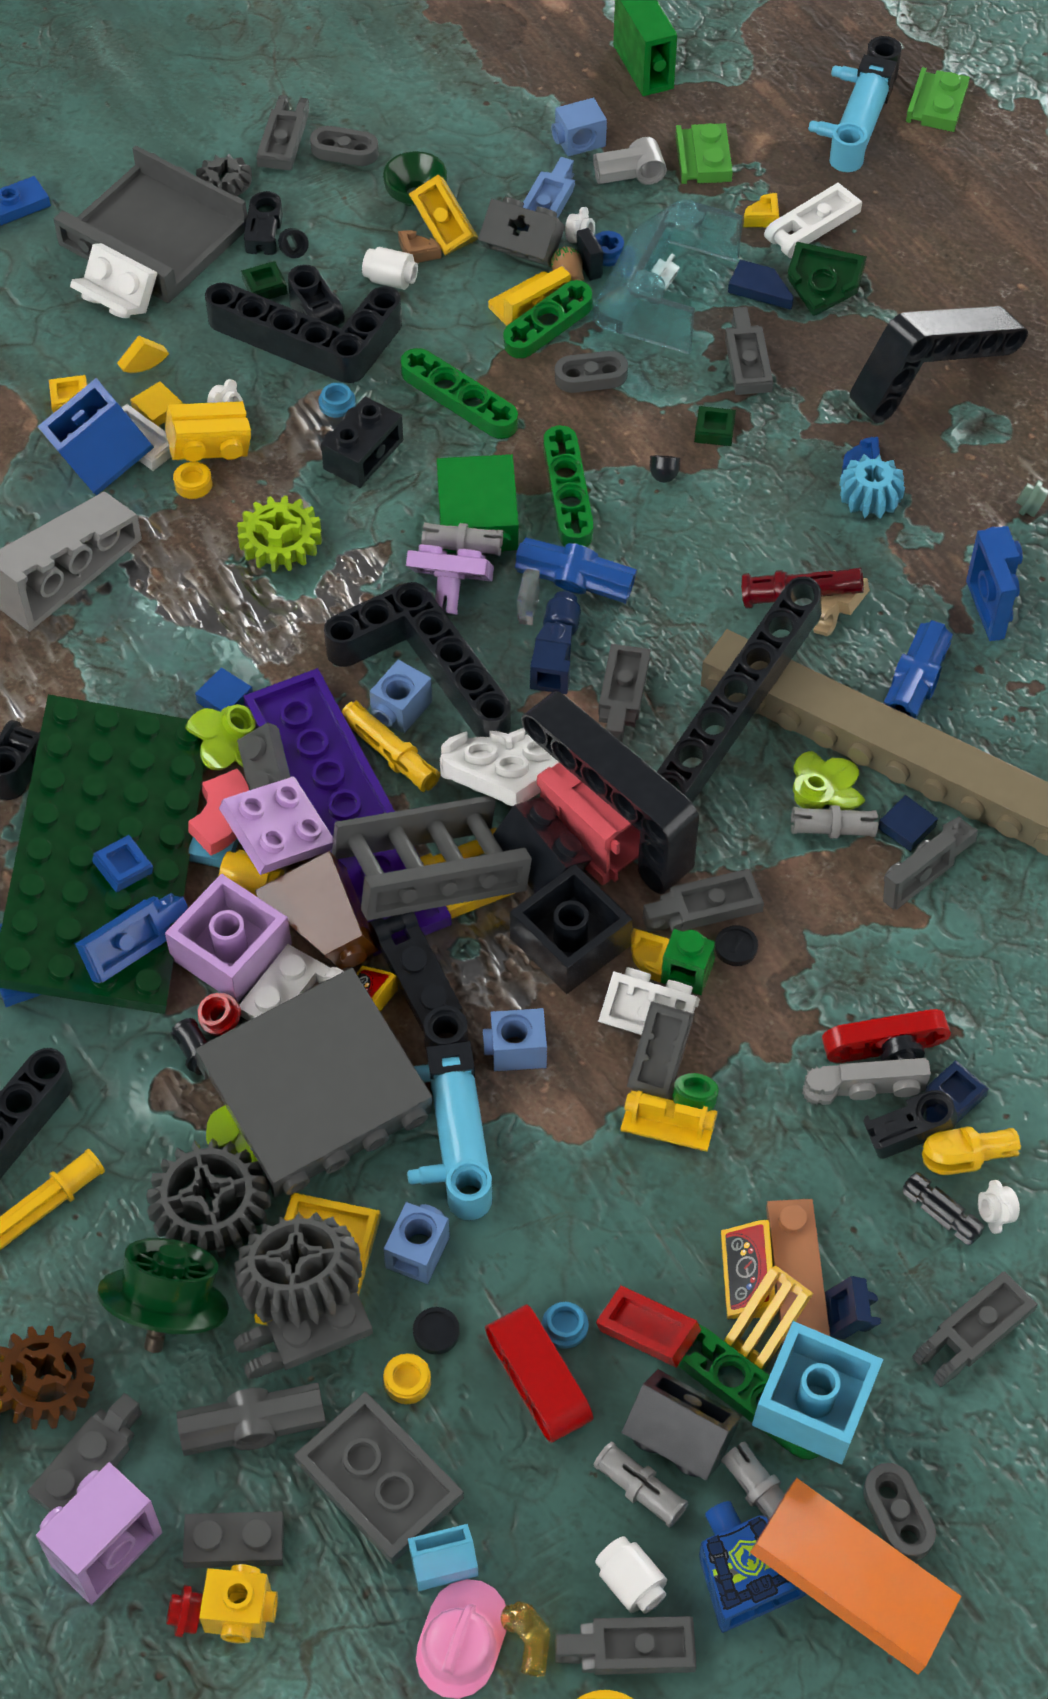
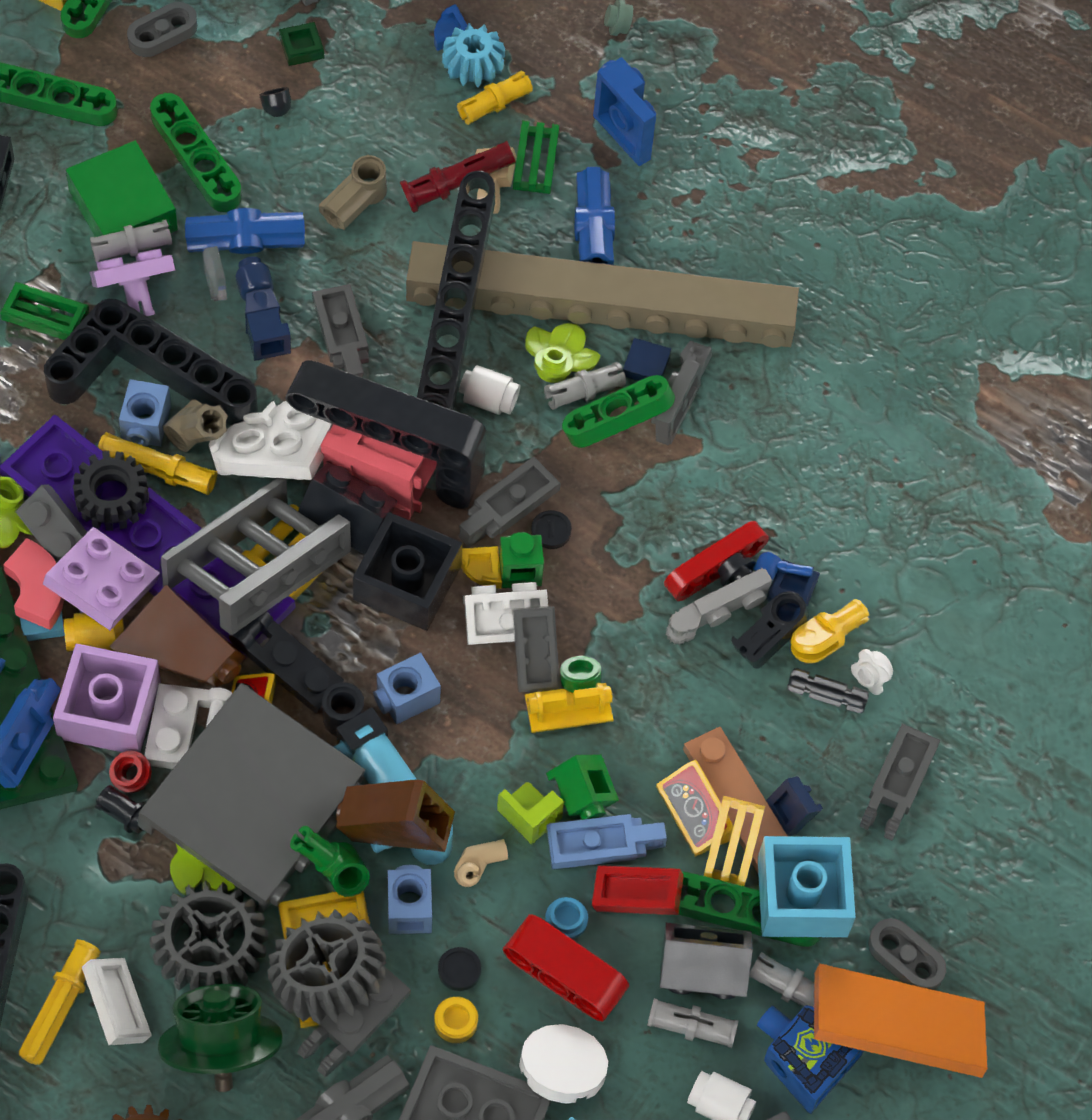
camera: 30 degrees left, 5 degrees up
(93, 1222) = (116, 1001): none -> white tile
(329, 732) = (111, 470): none -> black tyre
(351, 580) = (41, 317): none -> green tile
(358, 1169) = (331, 860): none -> green pin
(437, 722) = (195, 424): none -> dark tan piece
(437, 1151) = (396, 815): none -> reddish brown slope
(487, 1467) = (563, 1063): none -> white tile
(503, 1230) = (475, 859): none -> tan arm
(581, 1205) = (530, 811): none -> lime panel
(638, 1263) = (602, 840): none -> medium blue hinge
(643, 1201) = (584, 786): none -> green brick
(707, 568) = (354, 193): none -> dark tan piece
(737, 792) = (489, 390): none -> white brick
(875, 531) = (494, 97): none -> yellow pin
(877, 855) = (634, 414): none -> green beam
(902, 577) = (539, 133): none -> green tile
(941, 1060) = (774, 564): none -> blue hand

